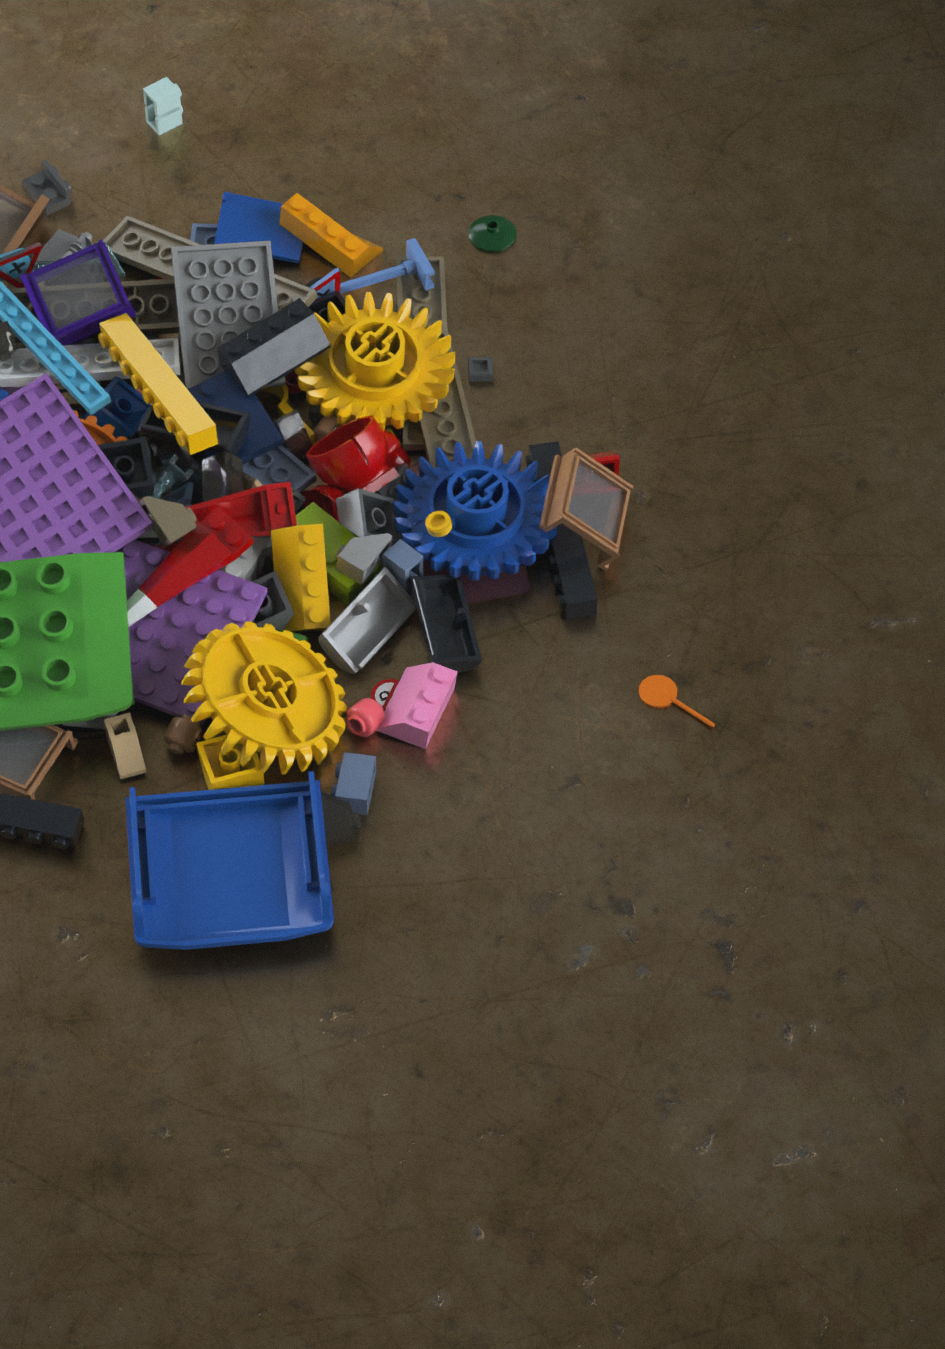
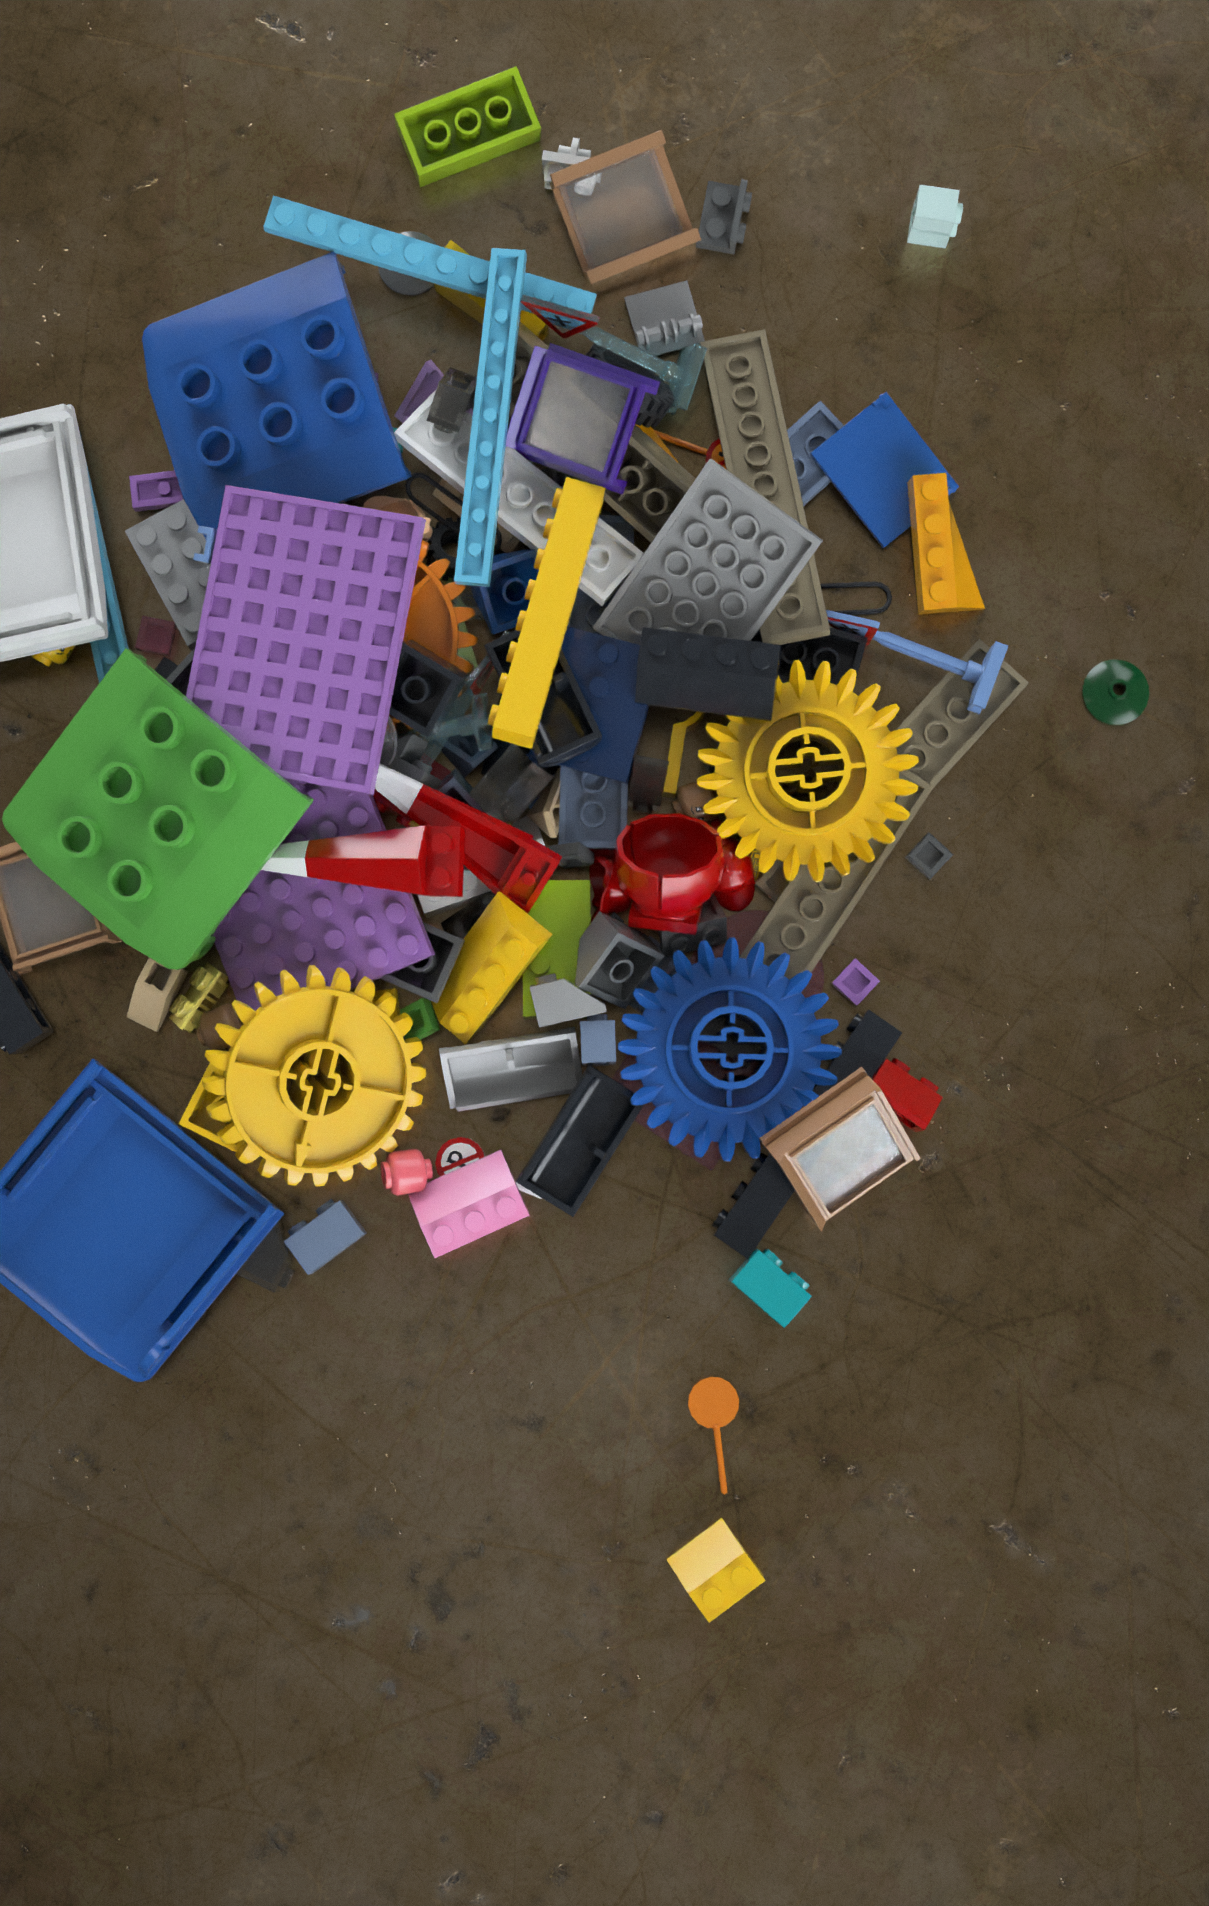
camera: 45 degrees right, 30 degrees up
(152, 730) = (203, 981): none -> light yellow hinge
(169, 519) = (386, 802): dark tan slope -> none
(438, 523) = (663, 1042): yellow tile -> none
(510, 444) = (855, 982): none -> medium lavender plate
(624, 602) = (771, 1287): none -> teal brick
(751, 757) = (715, 1570): none -> yellow slope

